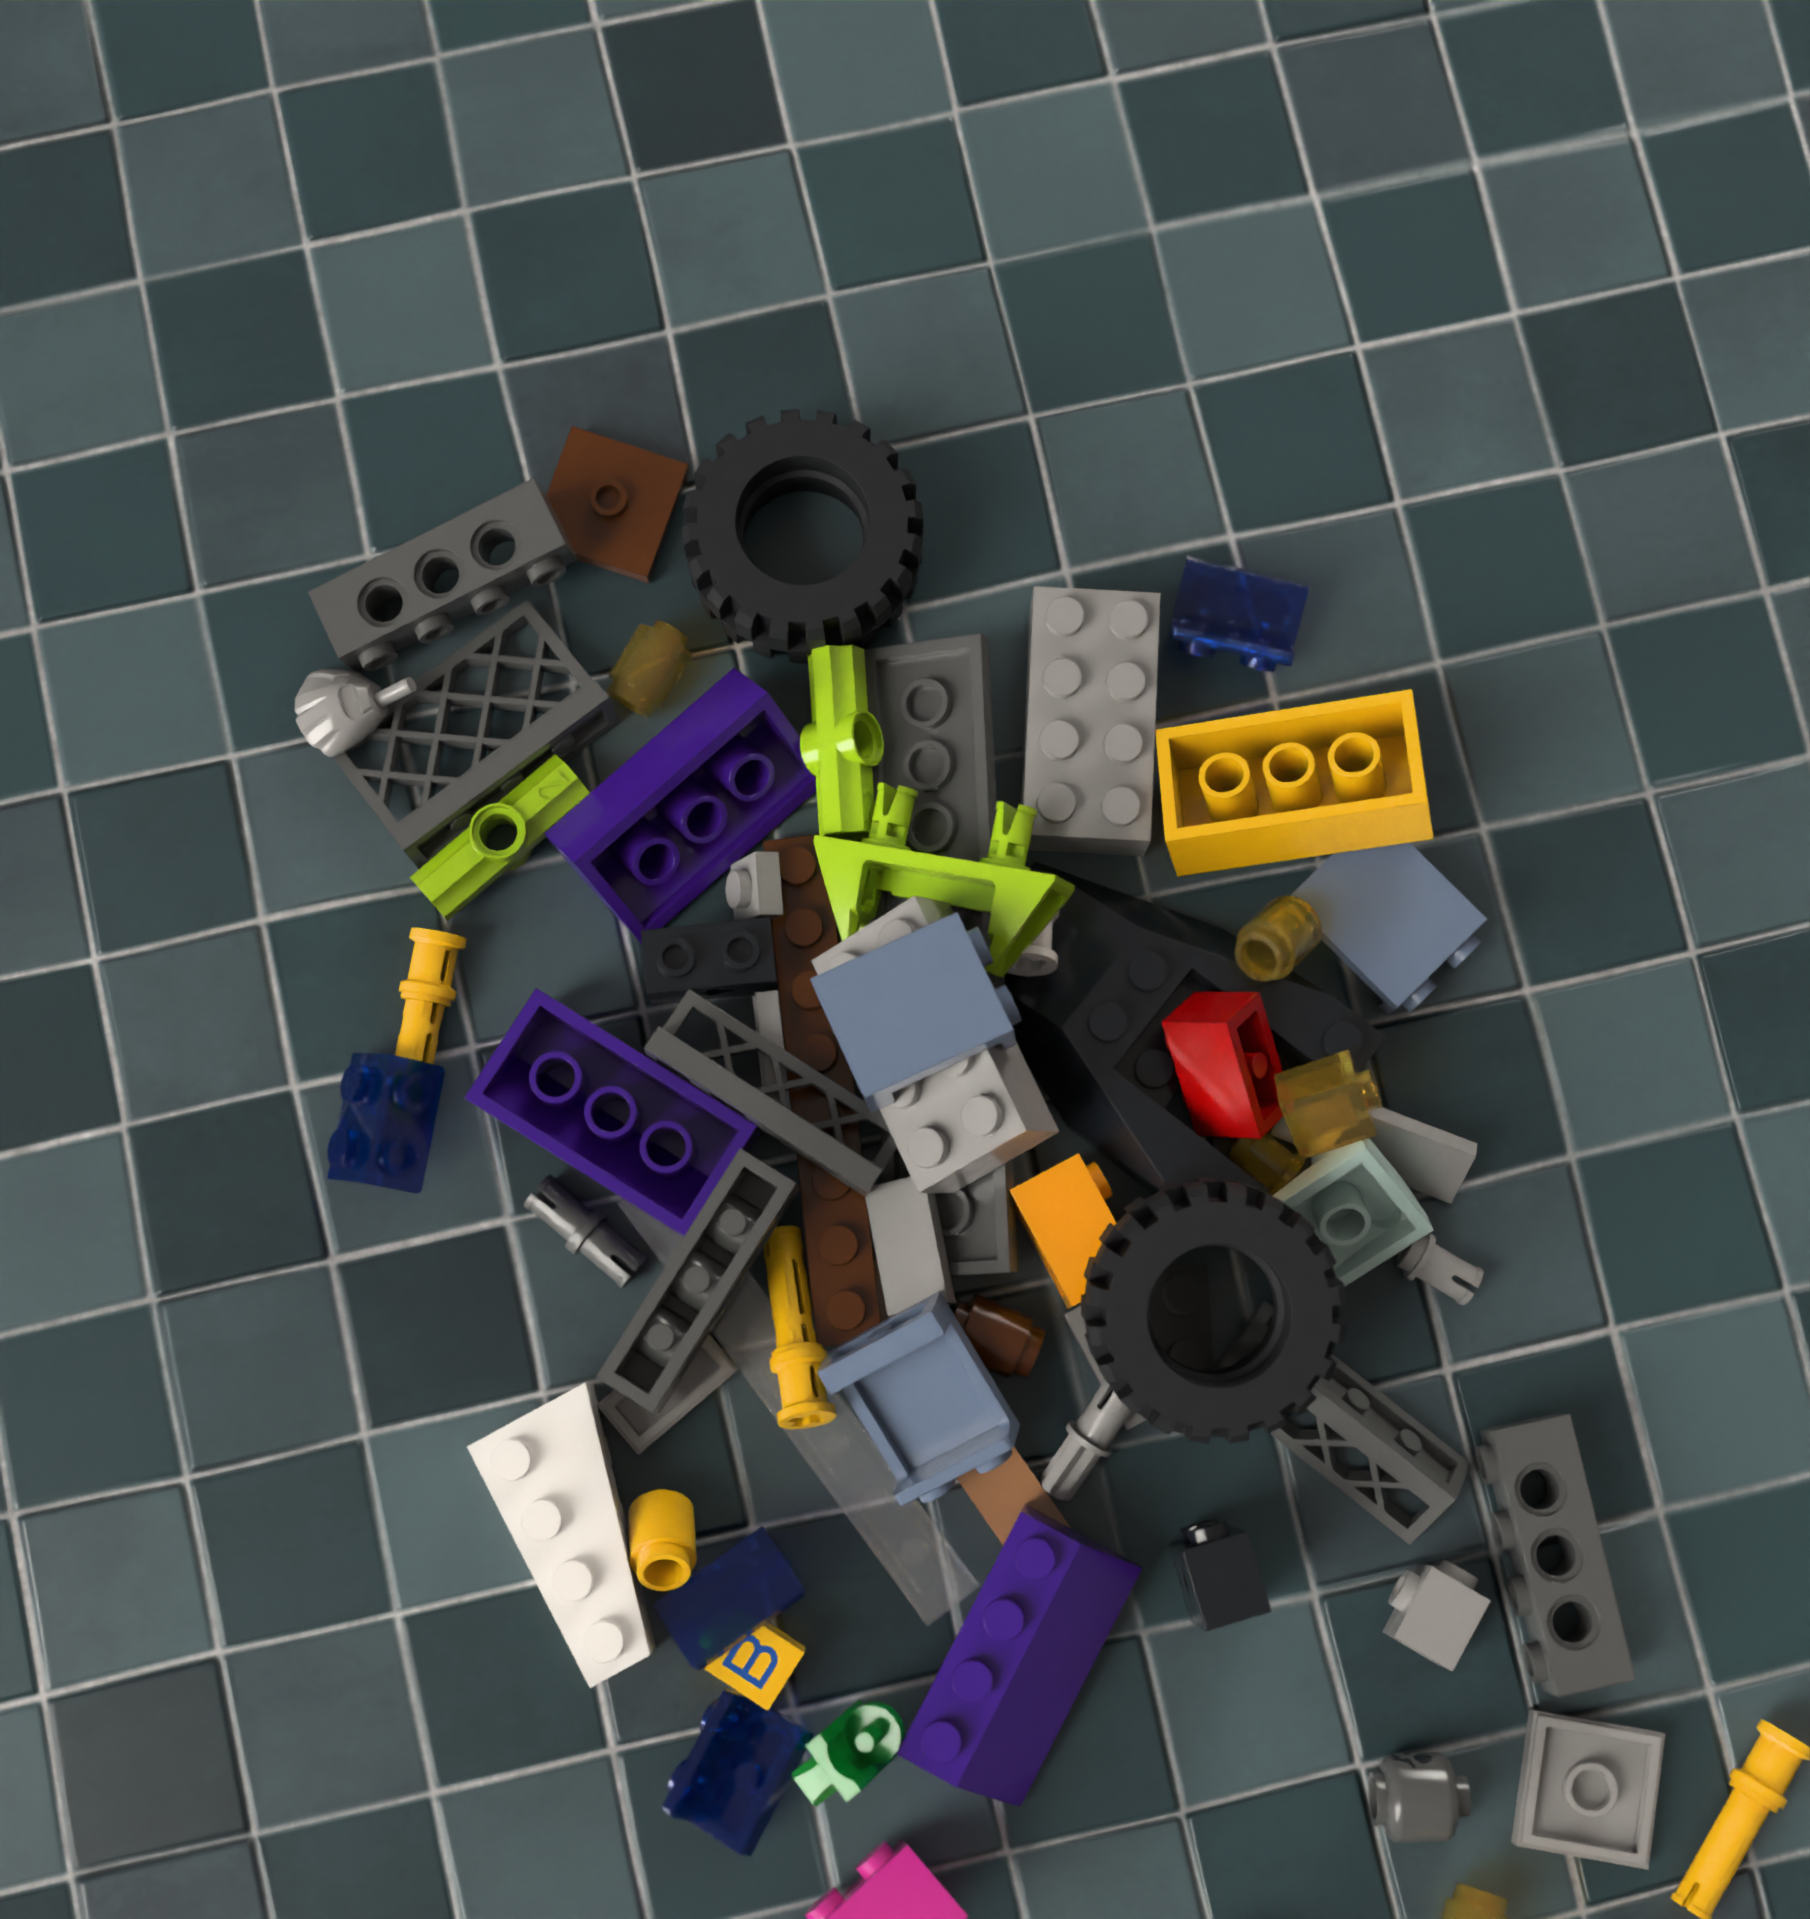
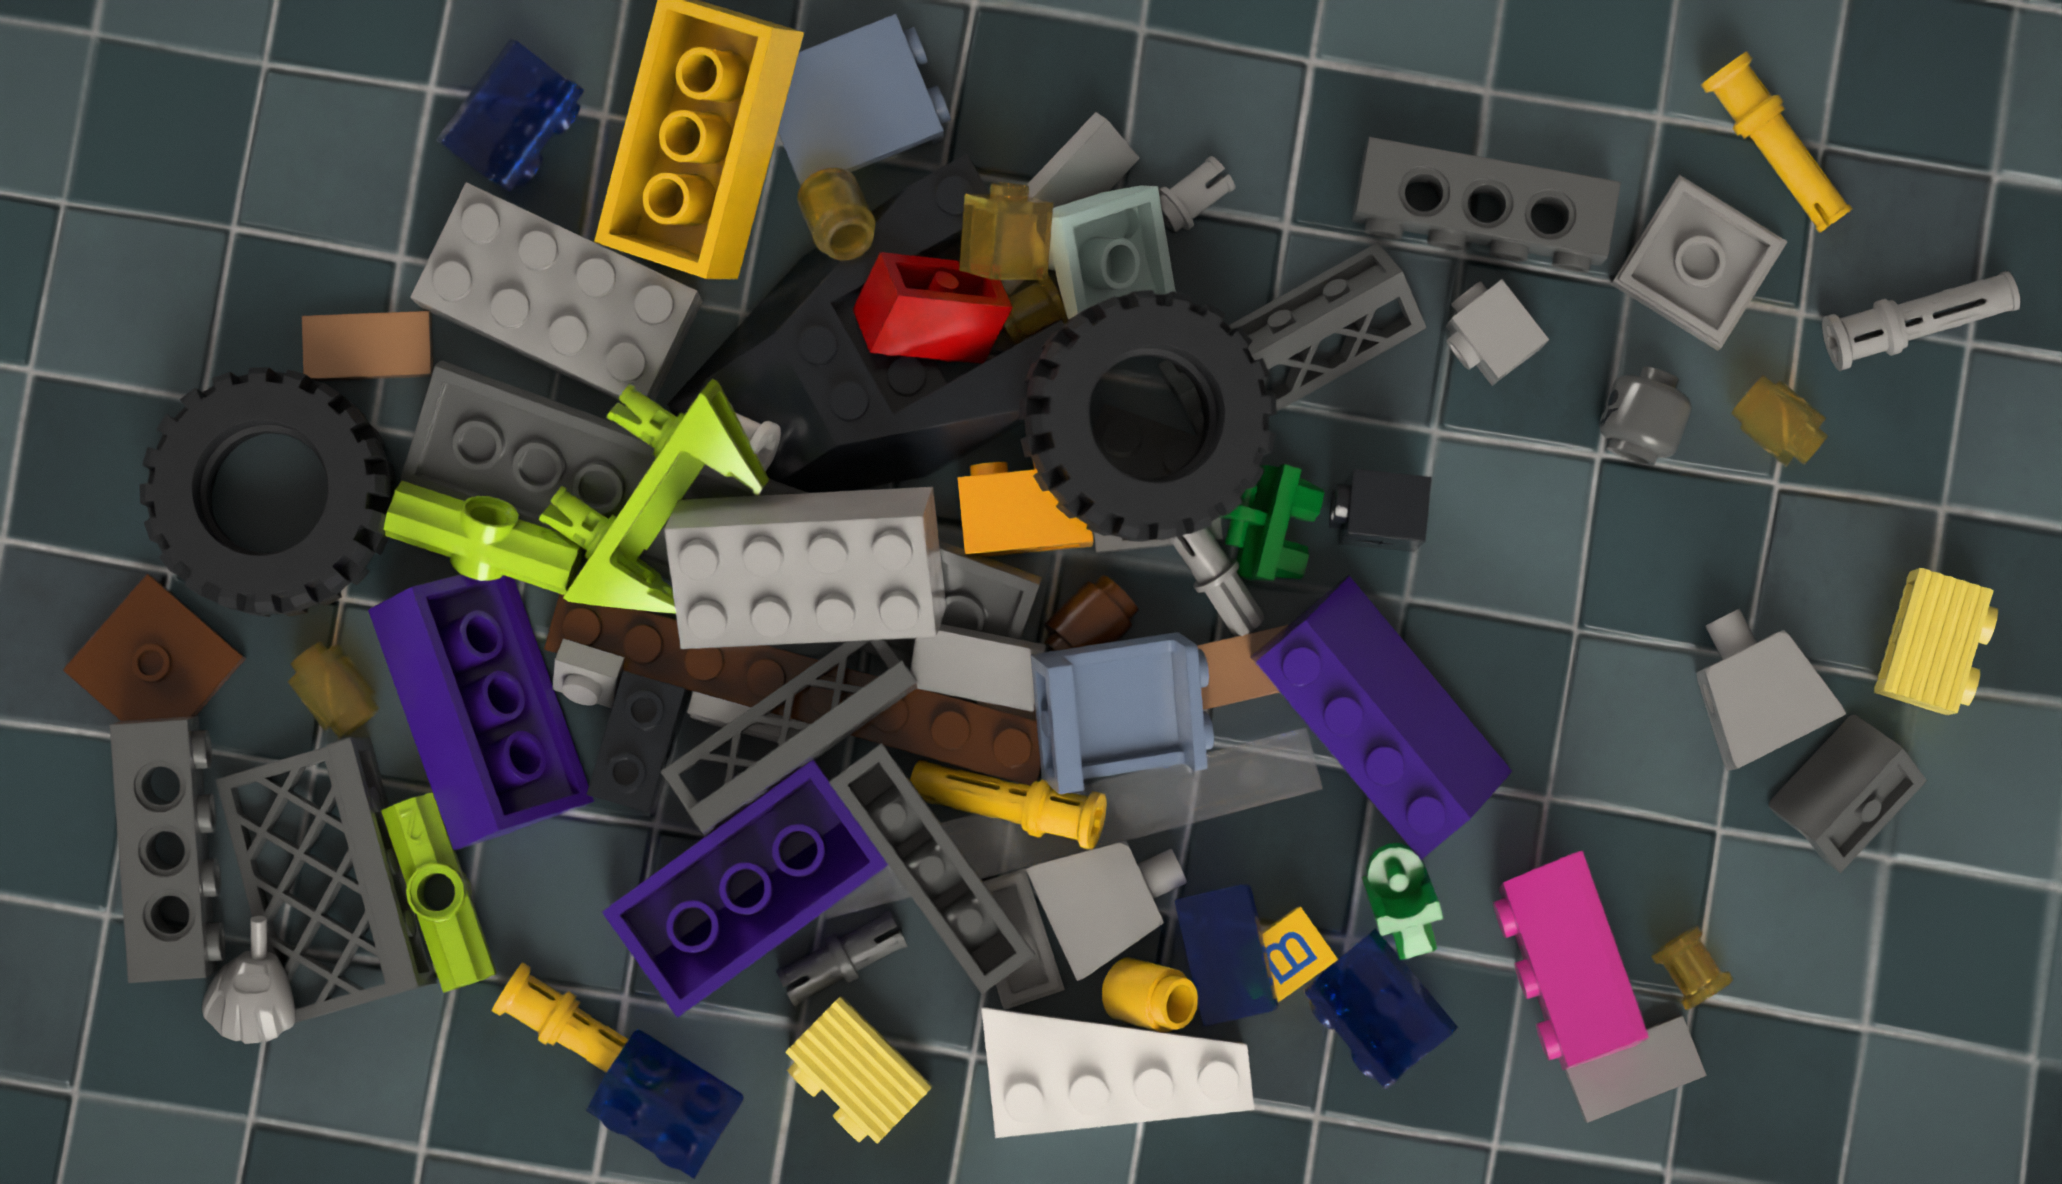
camera: 65 degrees left, 5 degrees up
(483, 1290) = (857, 1071): none -> light yellow brick
(735, 1457) = (1103, 901): none -> light grey torso
(915, 1007) = (770, 569): sand blue panel -> none
(974, 573) = (367, 346): none -> medium nougat tile
(1160, 1462) = (1262, 522): none -> green hips

